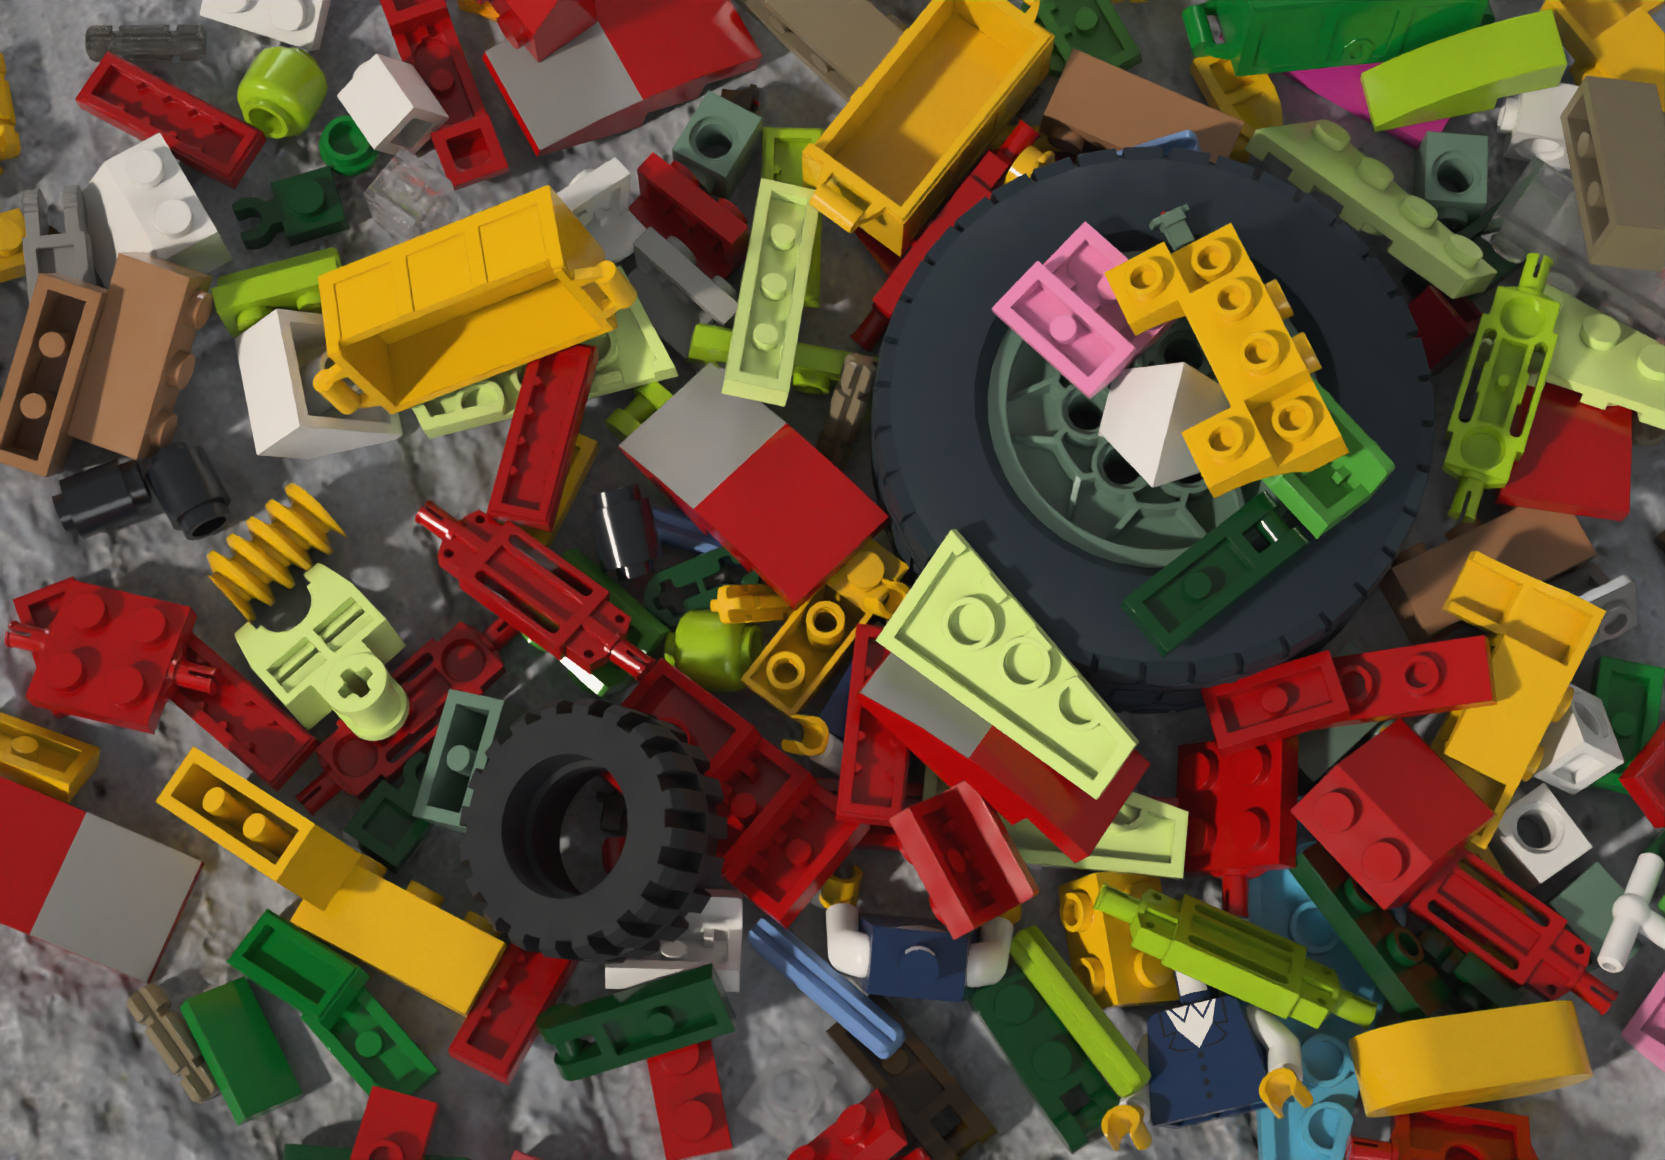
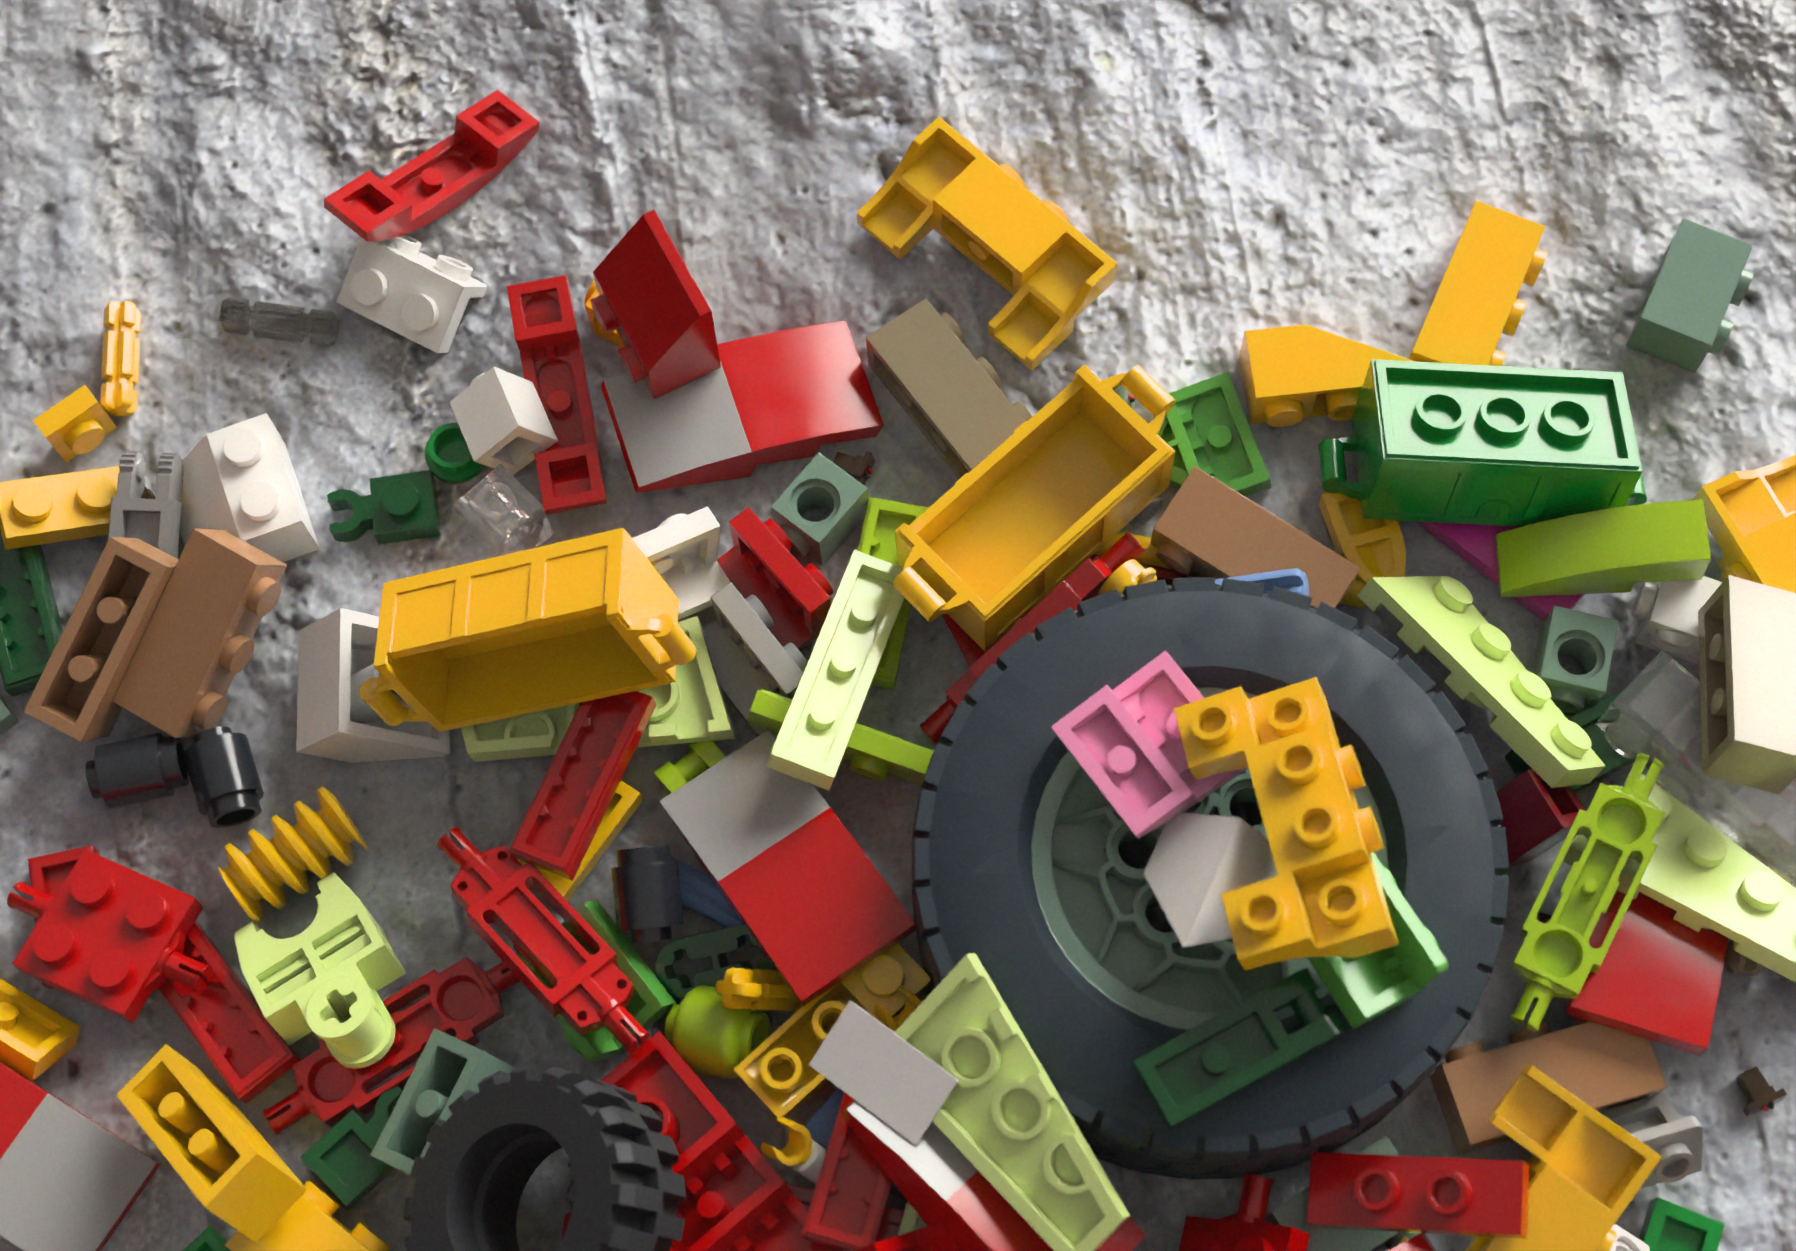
camera: 15 degrees right, 5 degrees down
(191, 127) = (295, 404): red plate -> none
(282, 91) = (398, 390): lime head -> none
(286, 284) = (344, 584): lime bracket -> none
(847, 408) = (896, 804): dark tan axle -> none
(889, 652) = (883, 1072): none -> white sticker
(1174, 227) = (1259, 670): sand green piece -> none
(1276, 703) = (1288, 1195): red plate -> none

